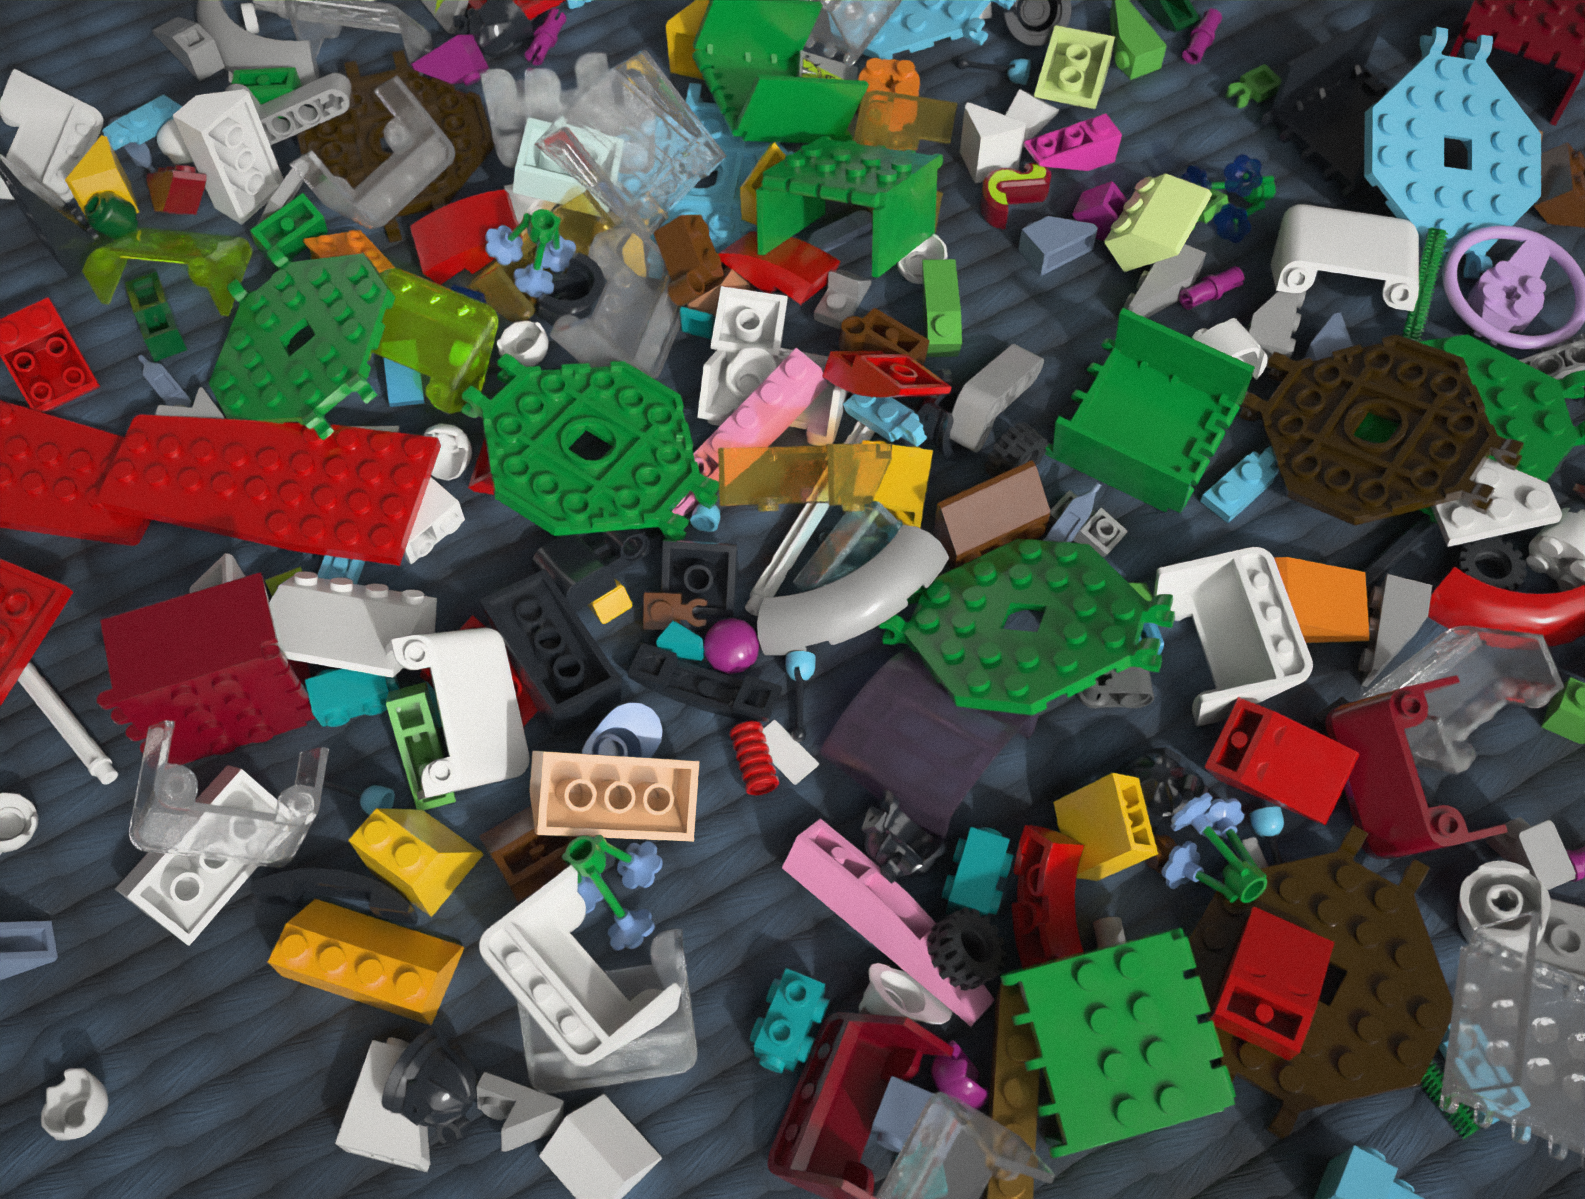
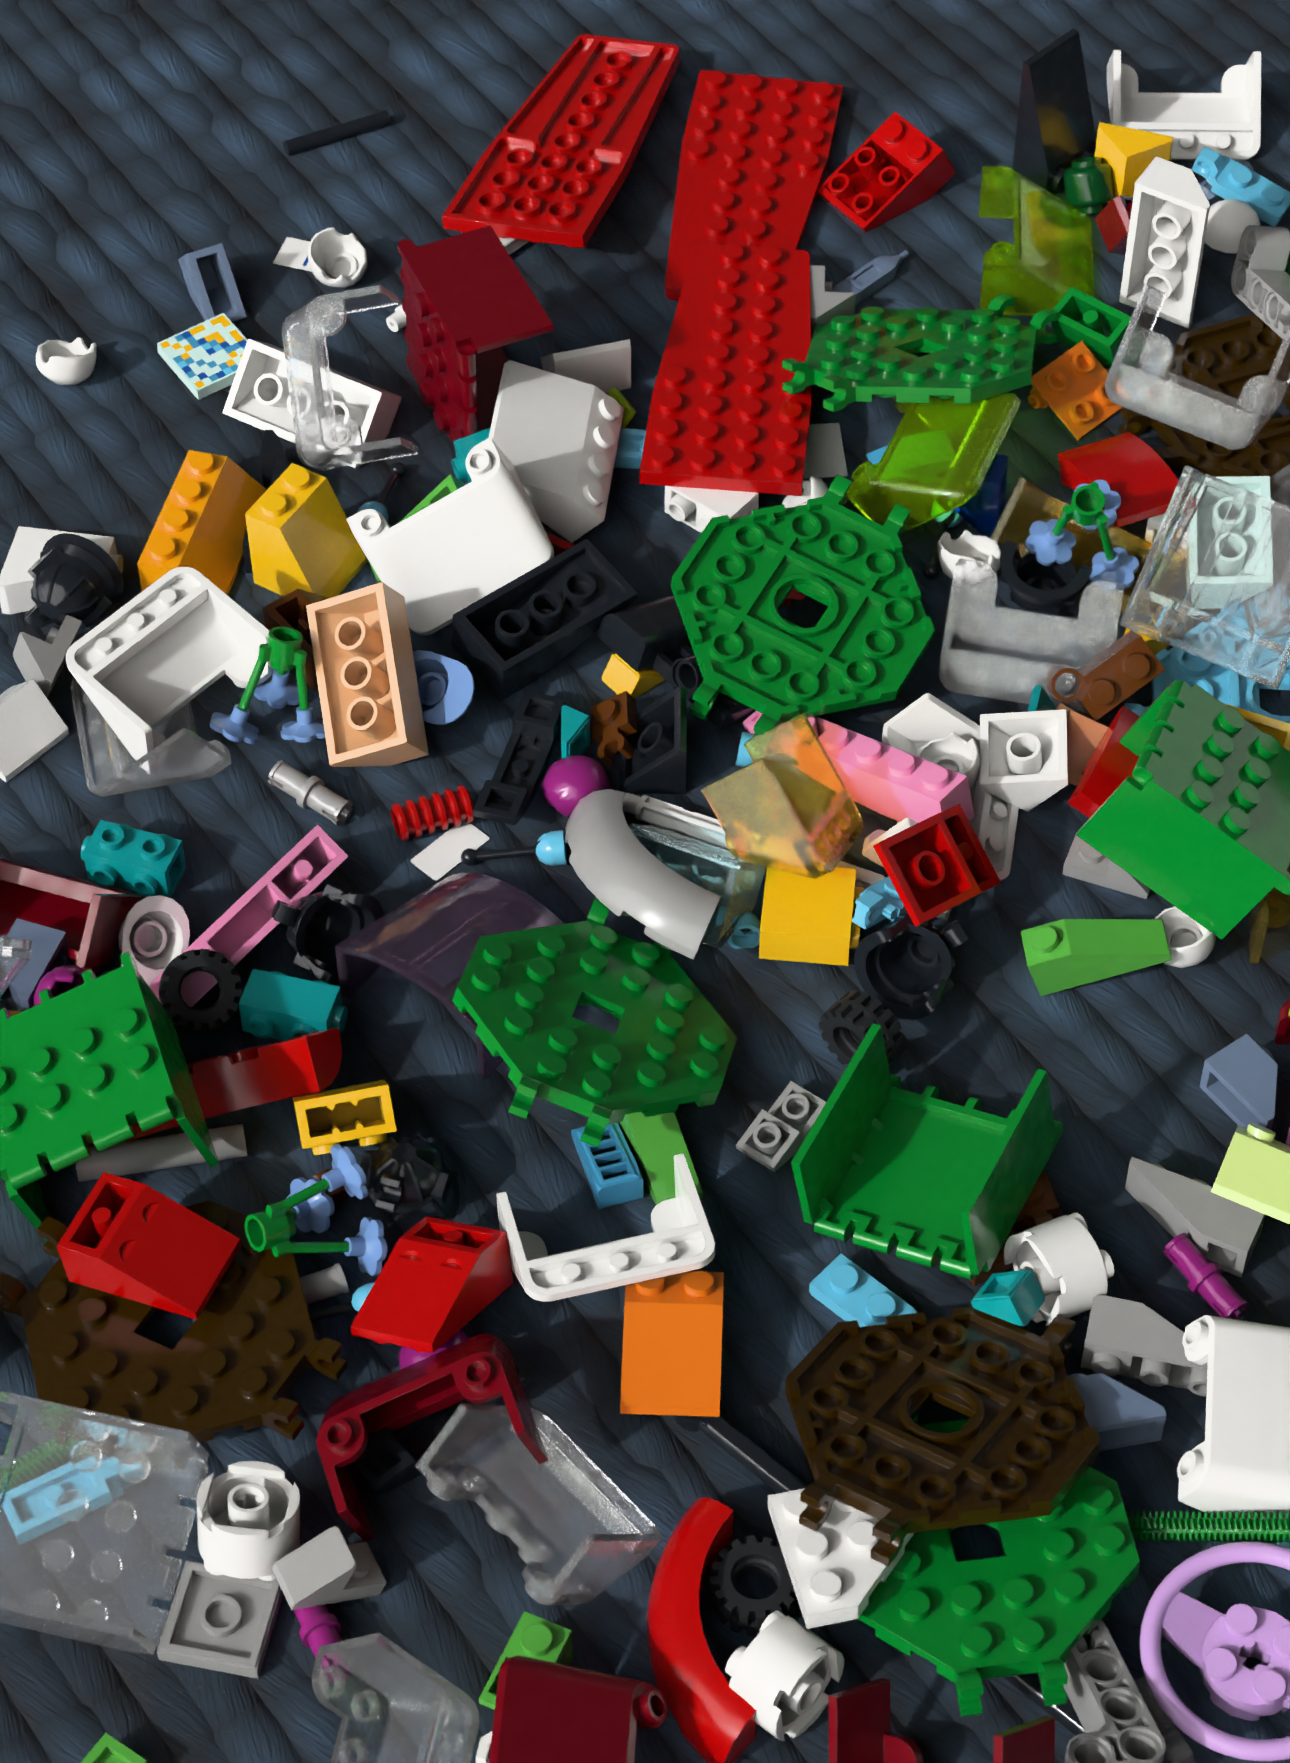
camera: 85 degrees right, 10 degrees down
(104, 955) = (205, 355): none -> tile
(155, 316) = (954, 252): dark green slope -> none
(283, 194) = (1171, 318): light grey tile -> none
(718, 862) = (310, 792): none -> light grey pin
(882, 334) = (1020, 894): reddish brown hinge -> none
(991, 393) = (963, 1006): light grey beam -> none
(992, 515) = (765, 1009): slope -> none
(1073, 517) = (765, 1094): sand blue piece -> none
(1124, 689) = (547, 1148): dark grey piece -> none
(1262, 387) = (1010, 1296): none -> teal slope
(1397, 615) = (660, 1460): light grey slope -> none

